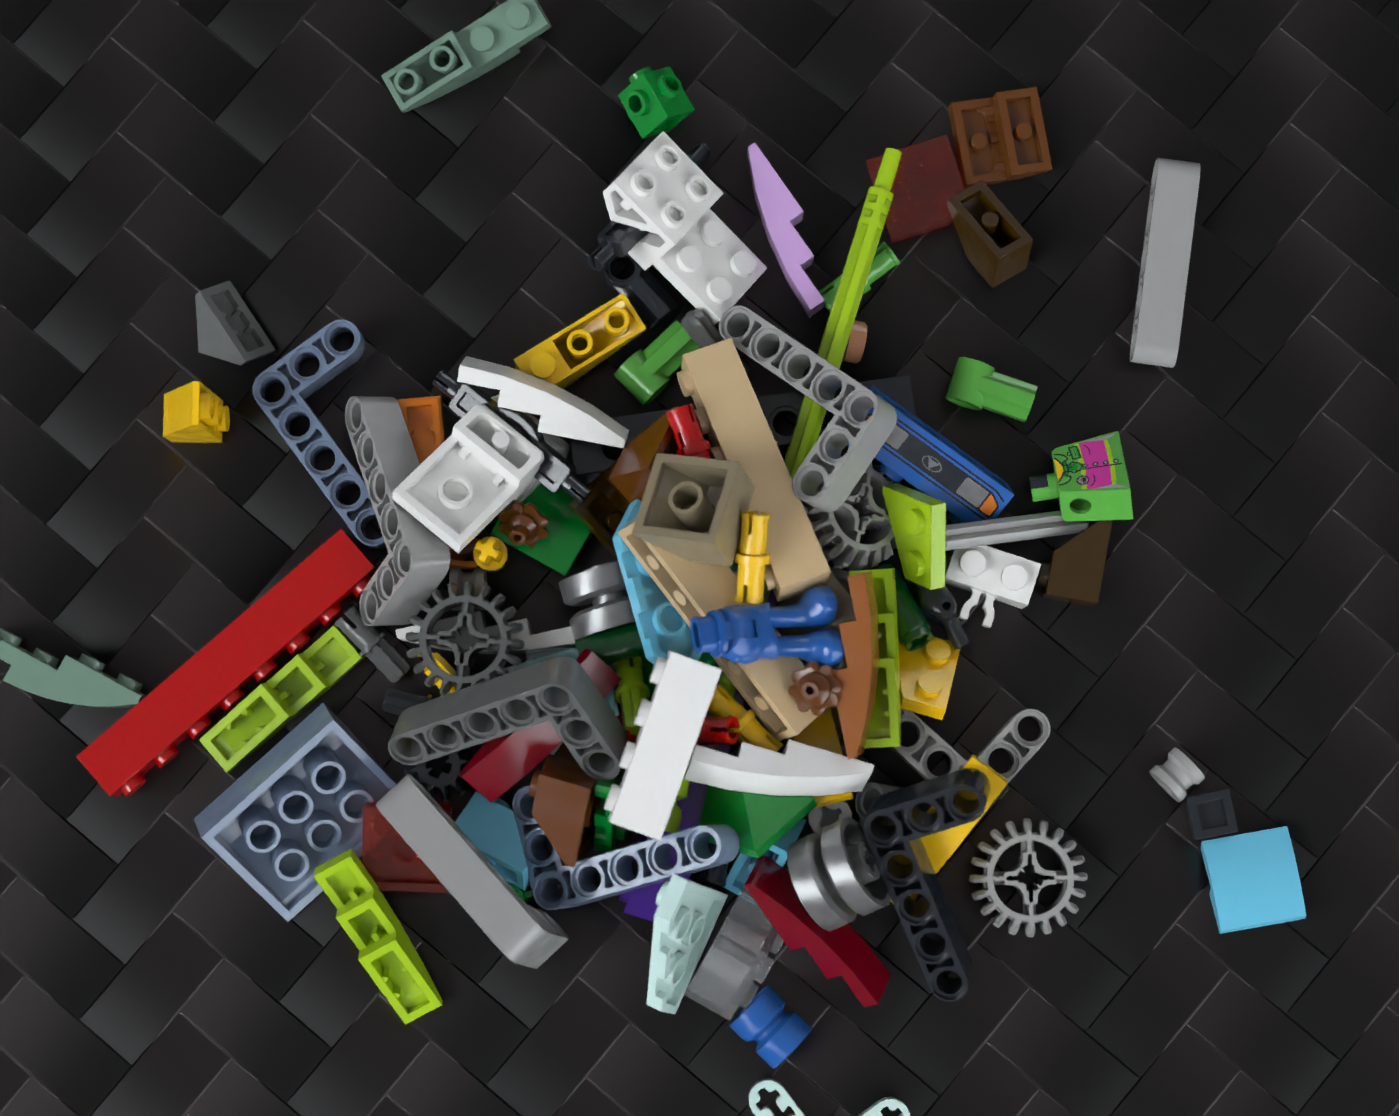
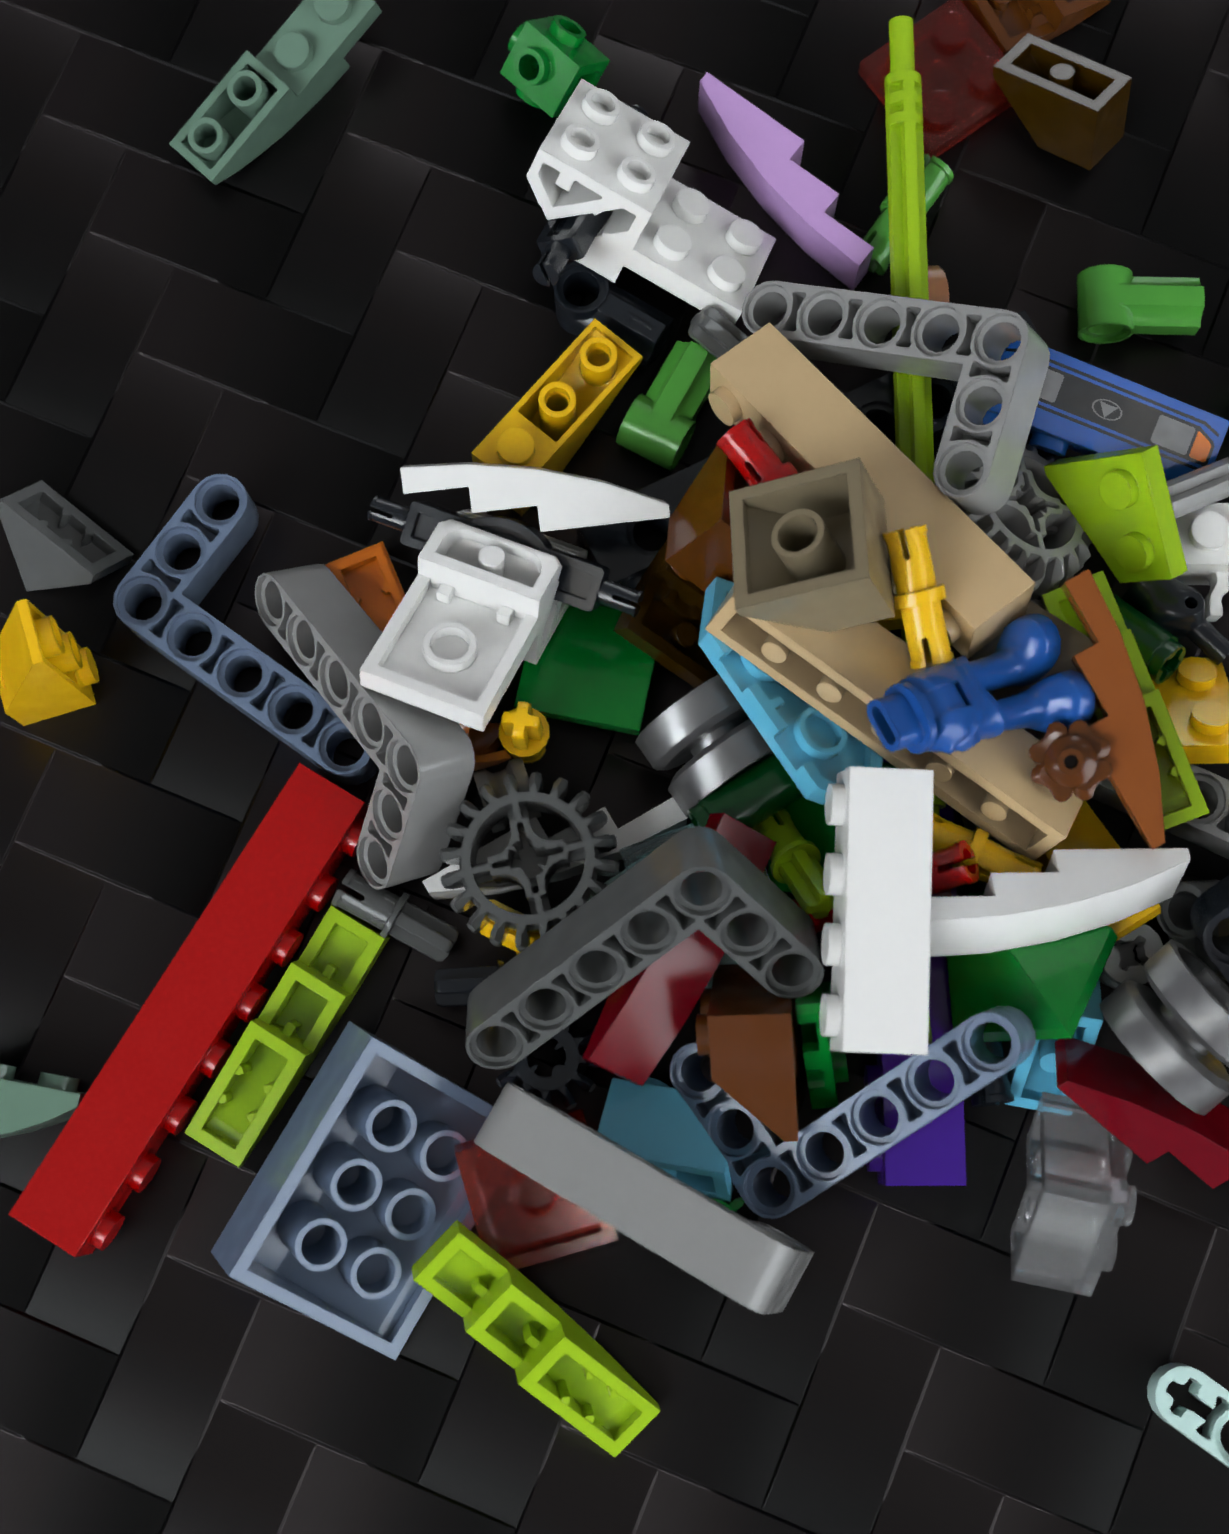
camera: 20 degrees left, 5 degrees down
(523, 524) = (559, 673): reddish brown plant -> none
(680, 934) = (982, 1174): light aqua plate -> none
(771, 1027) = (1164, 1291): blue wheel -> none

